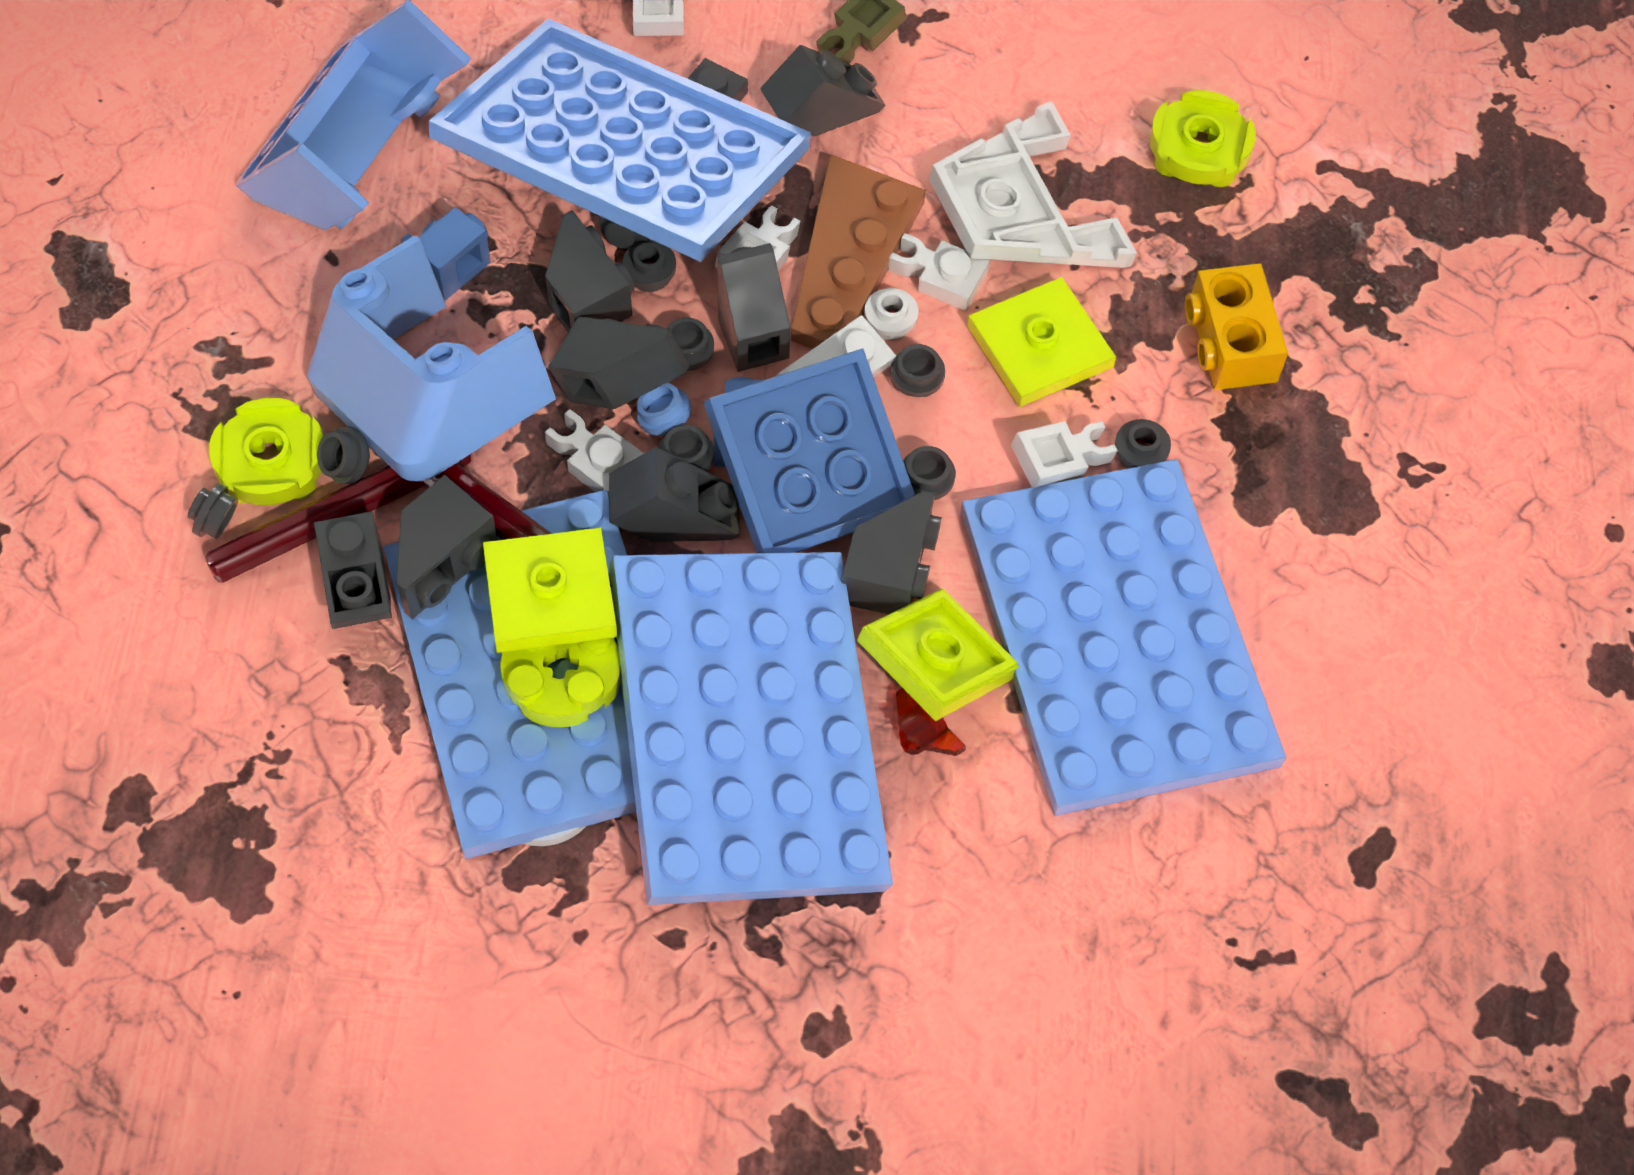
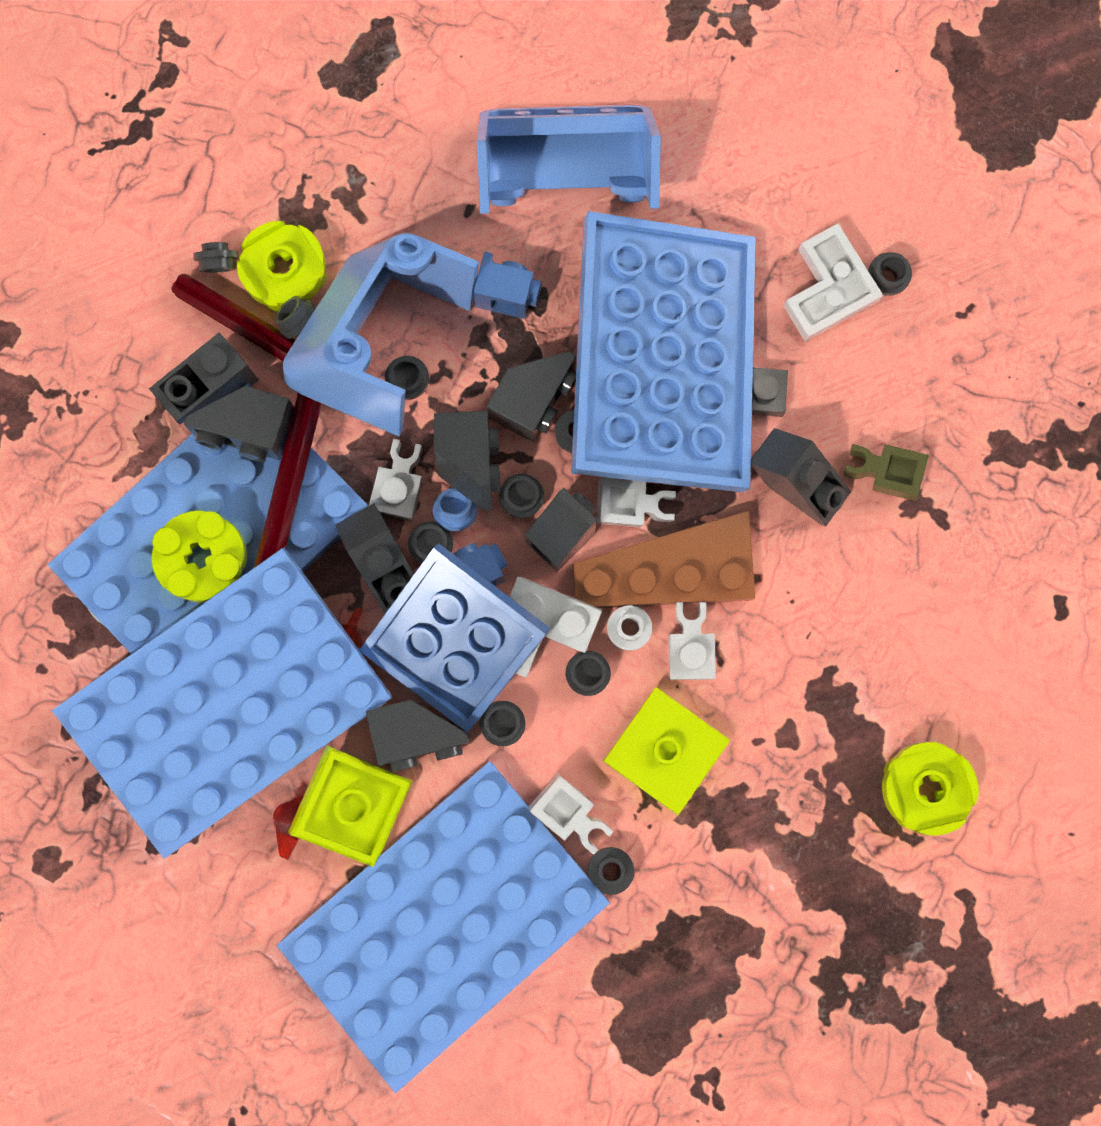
camera: 65 degrees right, 20 degrees up
(549, 590) = (238, 519): neon yellow plate -> none
(1007, 210) = (774, 662): white wing -> none
(1244, 324) = (761, 907): yellow brick -> none

